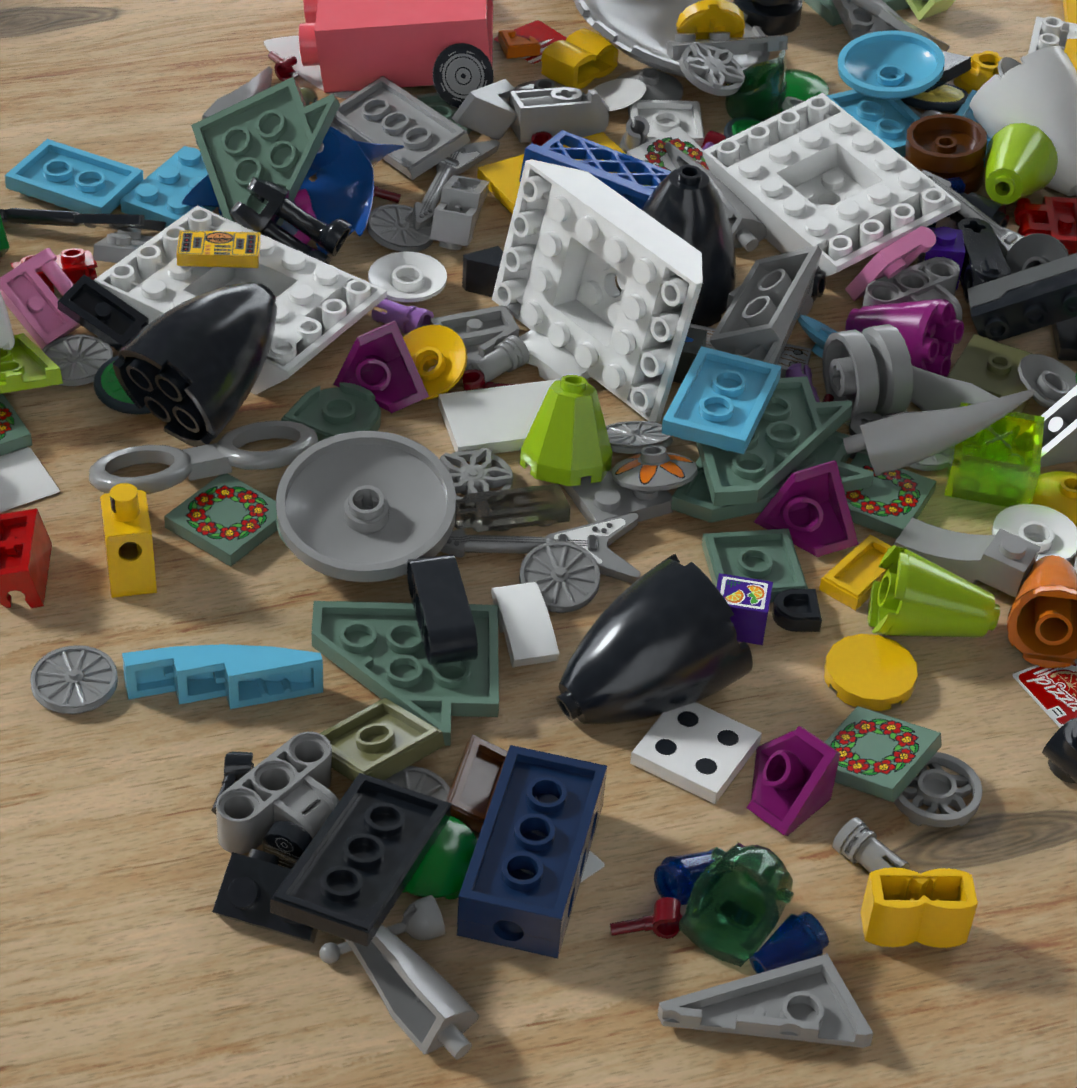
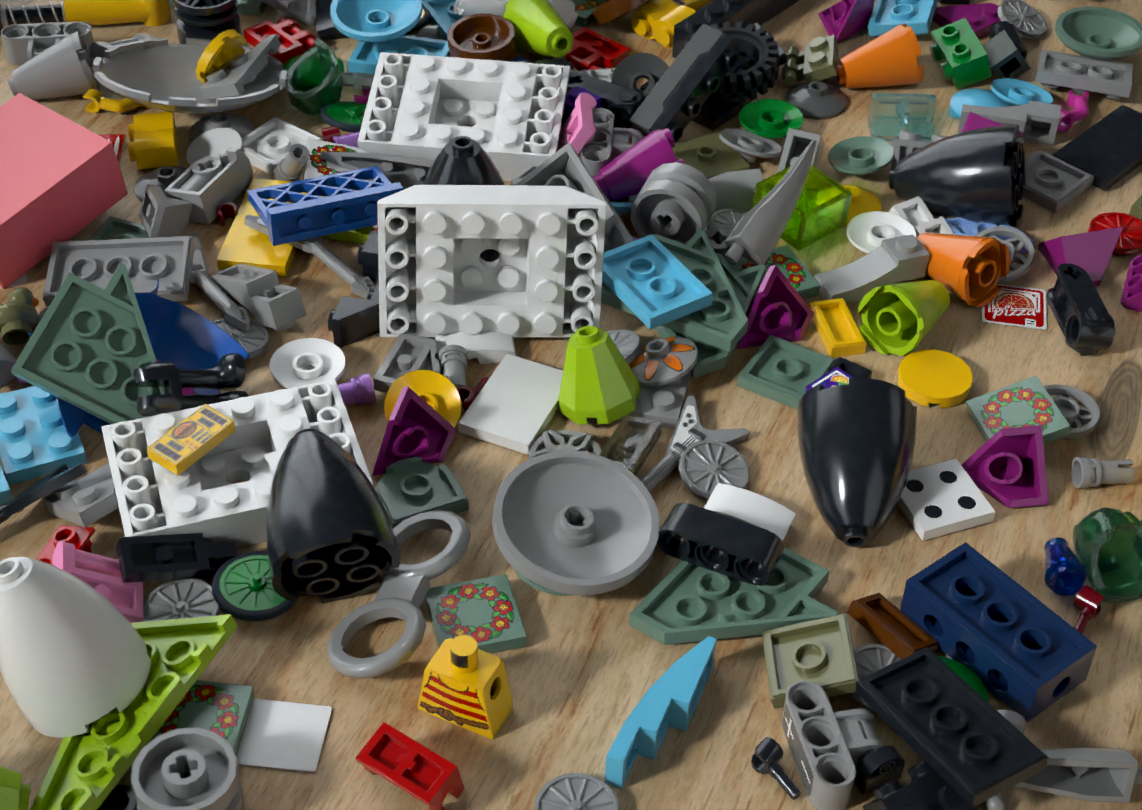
camera: 50 degrees left, 0 degrees up
(460, 71) = (118, 201): sticker -> none
(713, 68) = (281, 83): light grey wheel -> none
(811, 50) = (289, 34): none -> red plate

